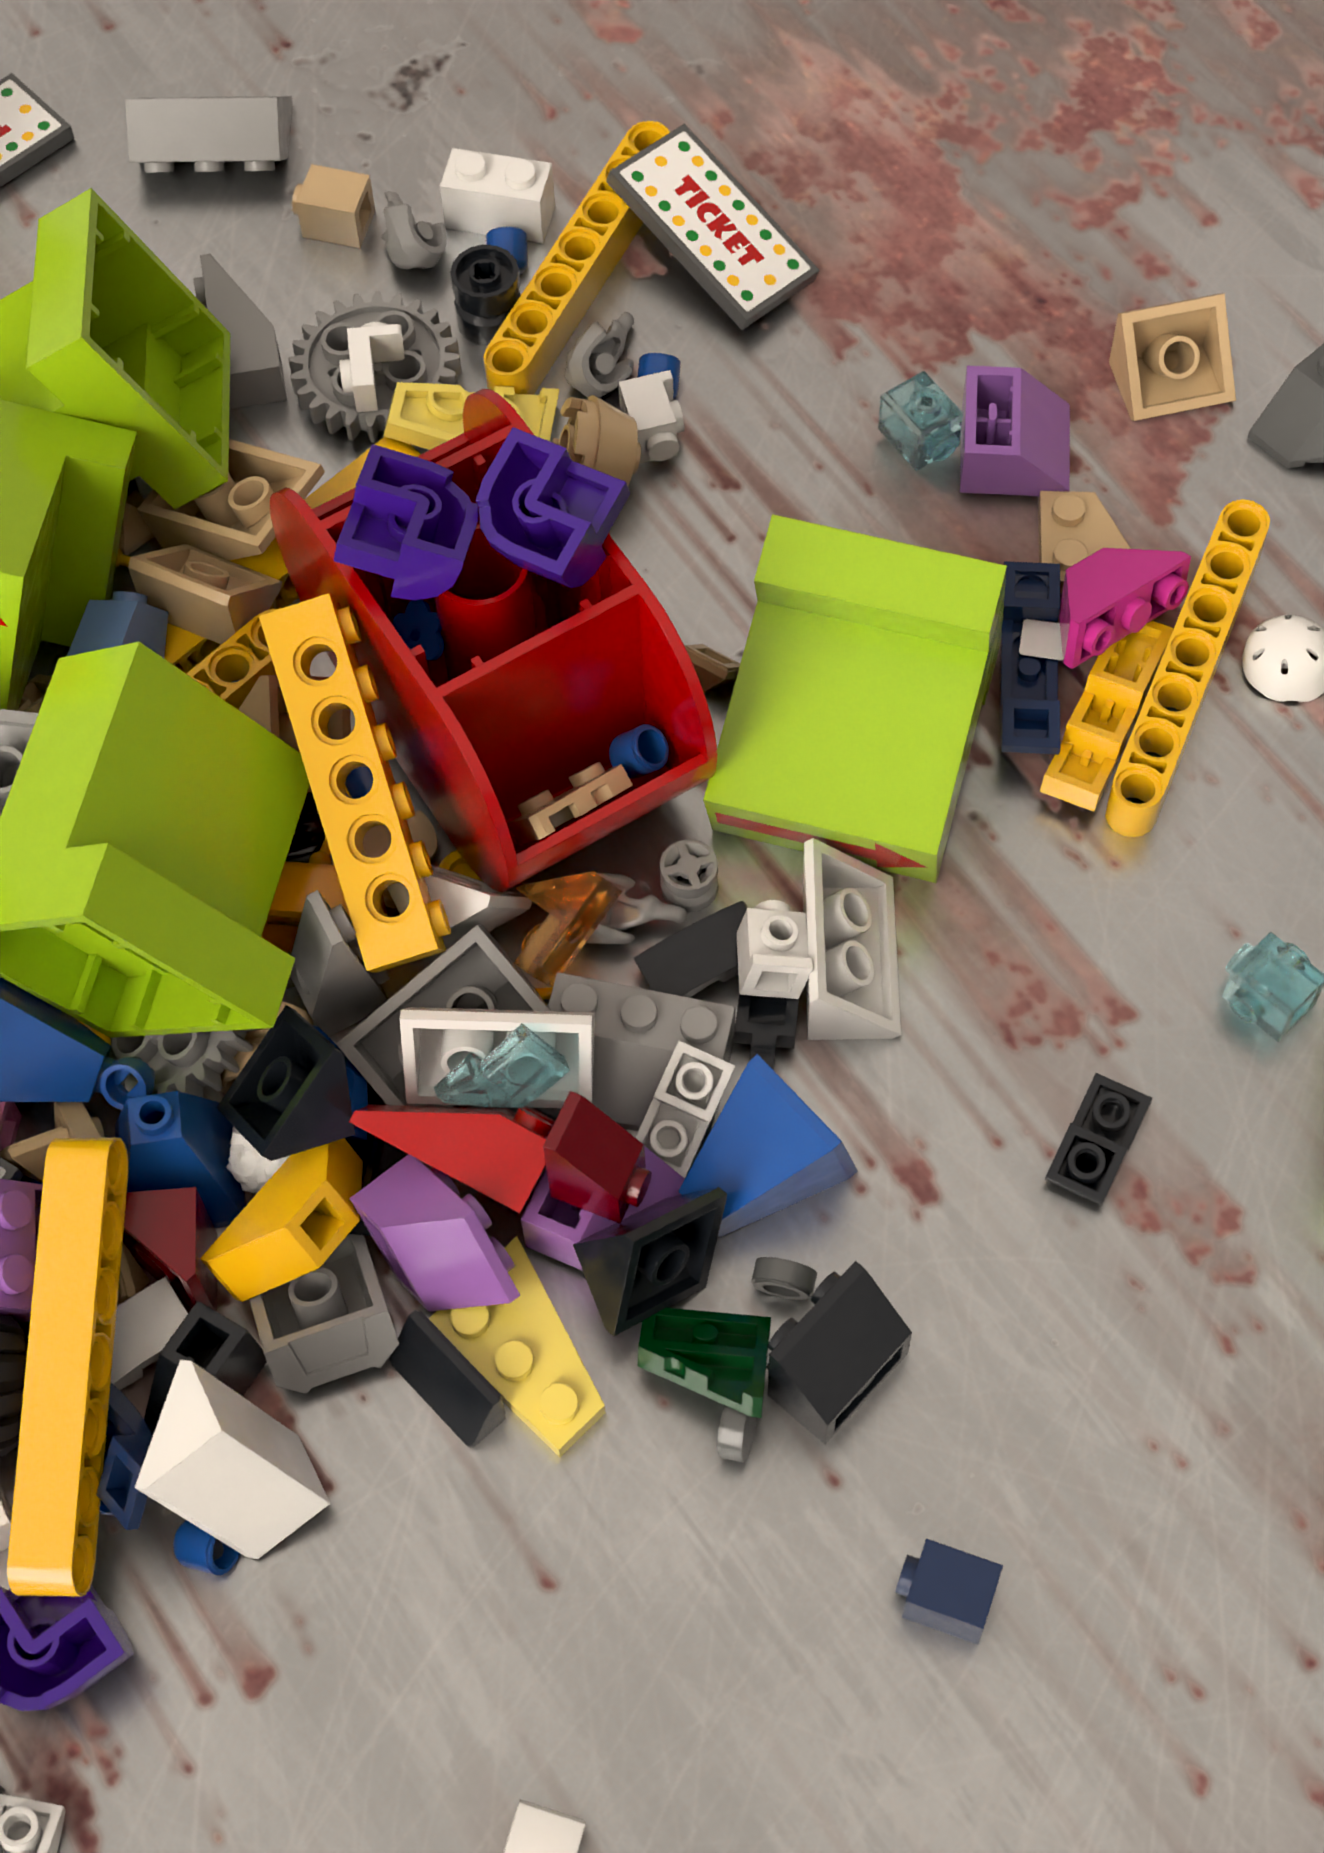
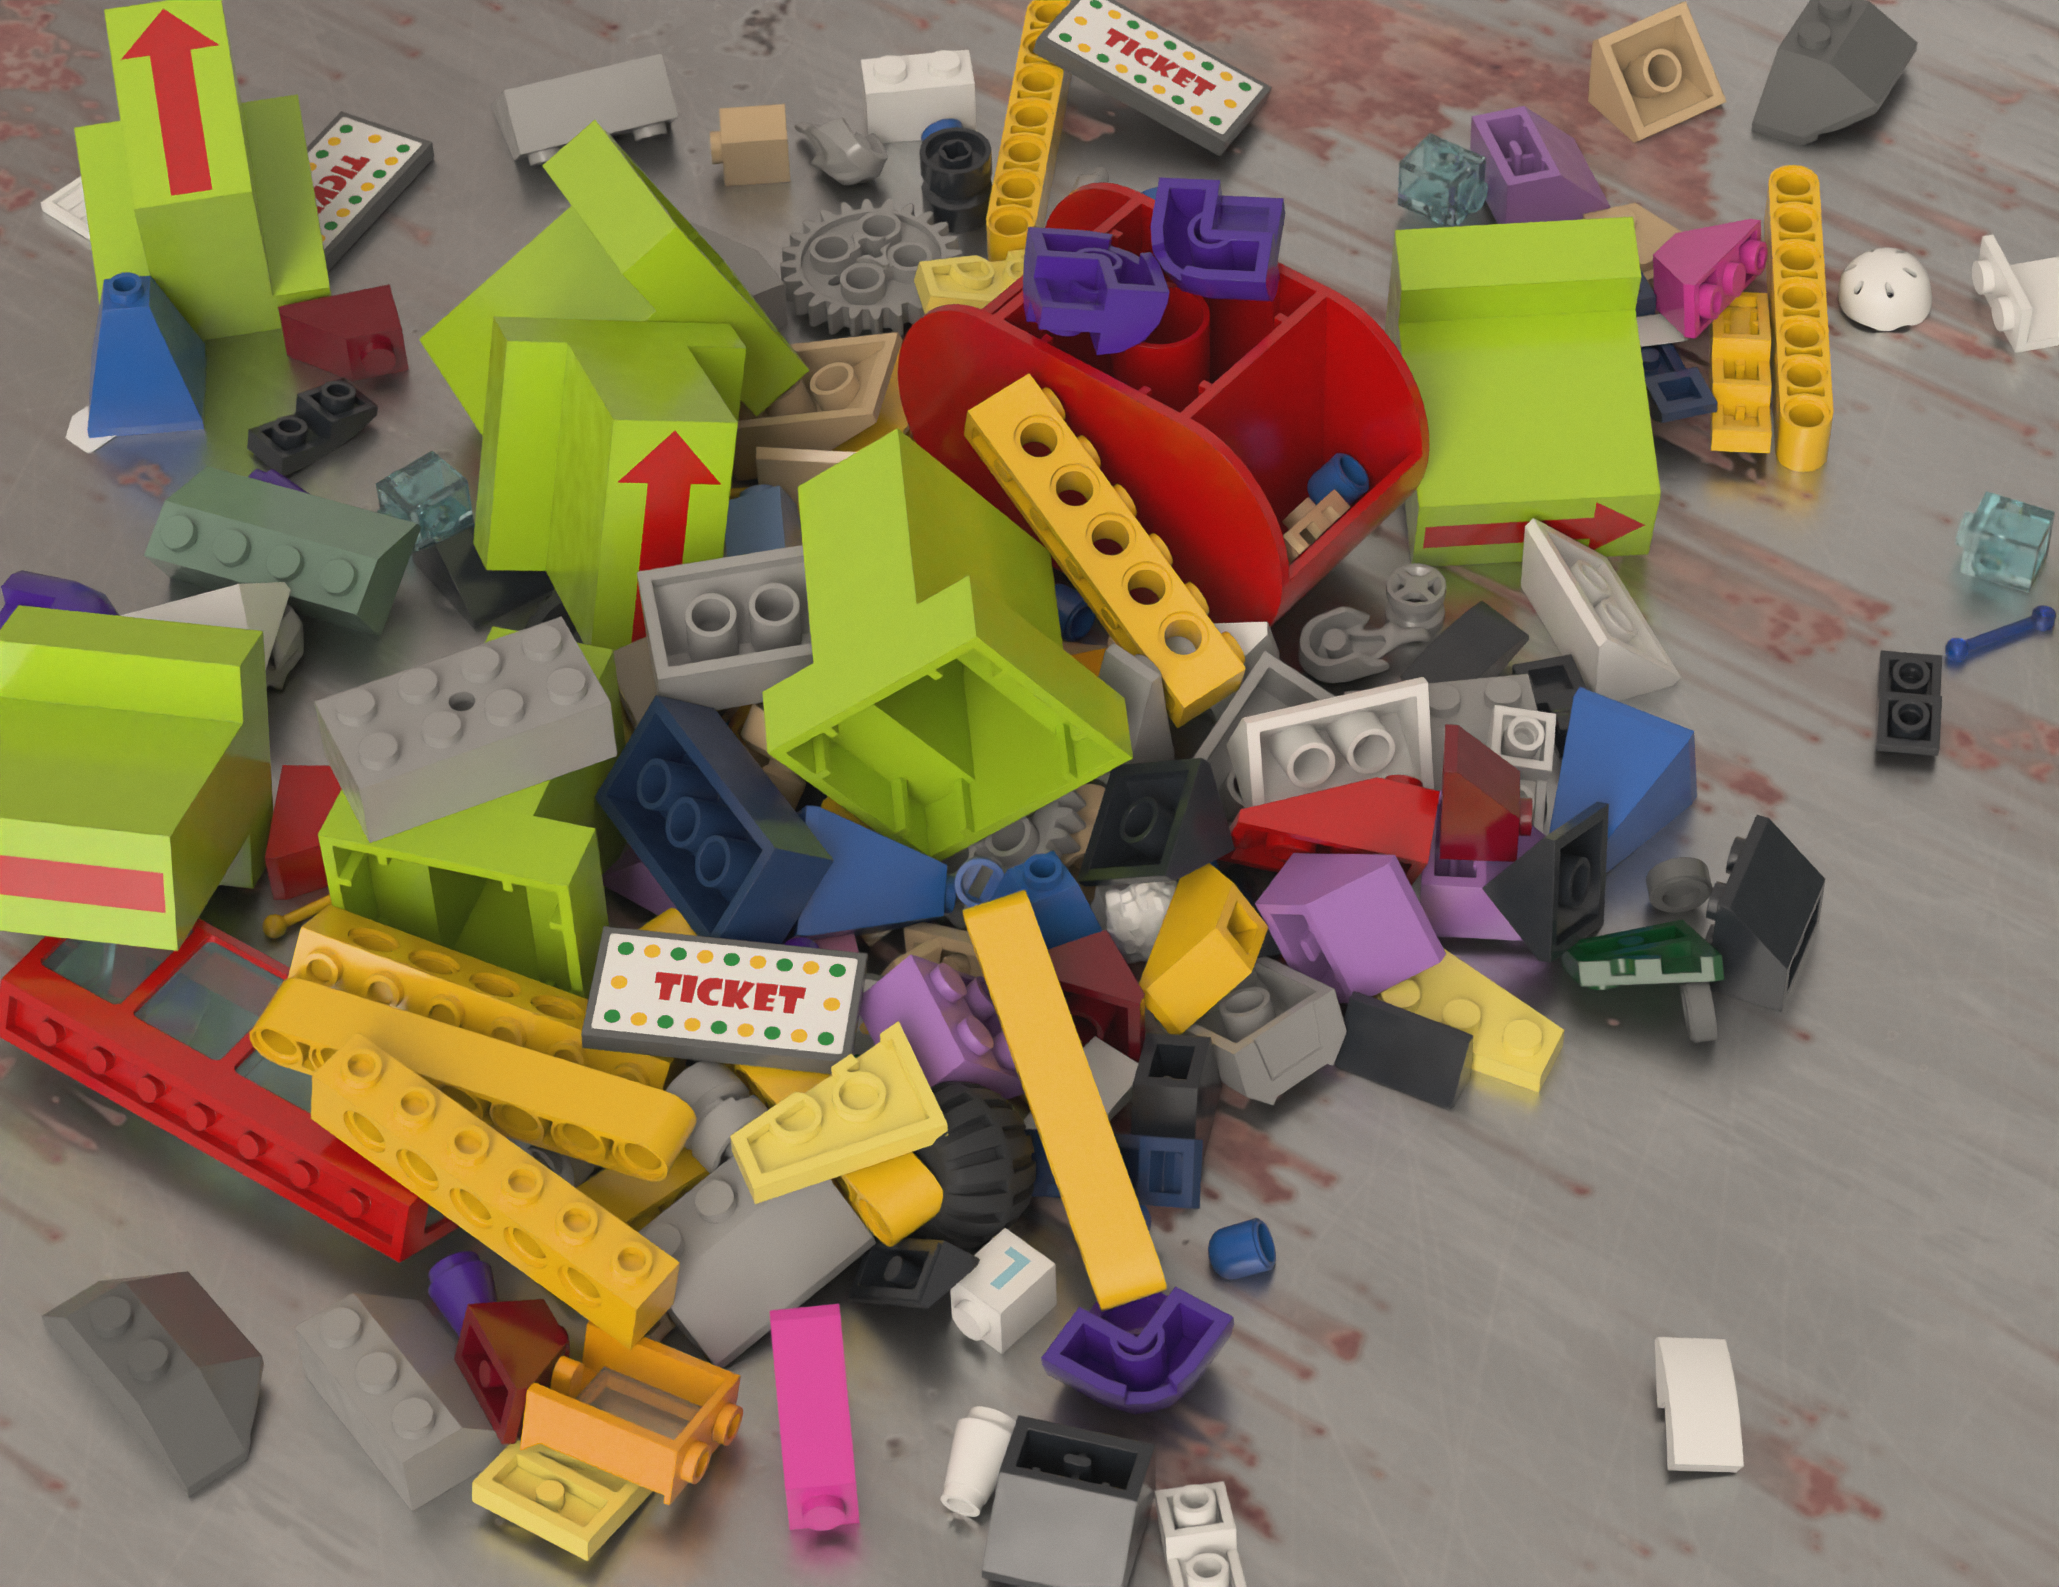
camera: 20 degrees left, 15 degrees down
(229, 1466) = (1260, 1143): white slope -> none
(369, 345) = (878, 249): white bracket -> none
(508, 1076) = (1367, 748): clear light blue slope -> none
(575, 910) = (1326, 638): clear orange slope -> none
(773, 951) = (1533, 610): white brick -> none
(948, 1590) = (1959, 1073): dark blue brick -> none
(1275, 1078) = (2042, 618): none -> clear blue hinge

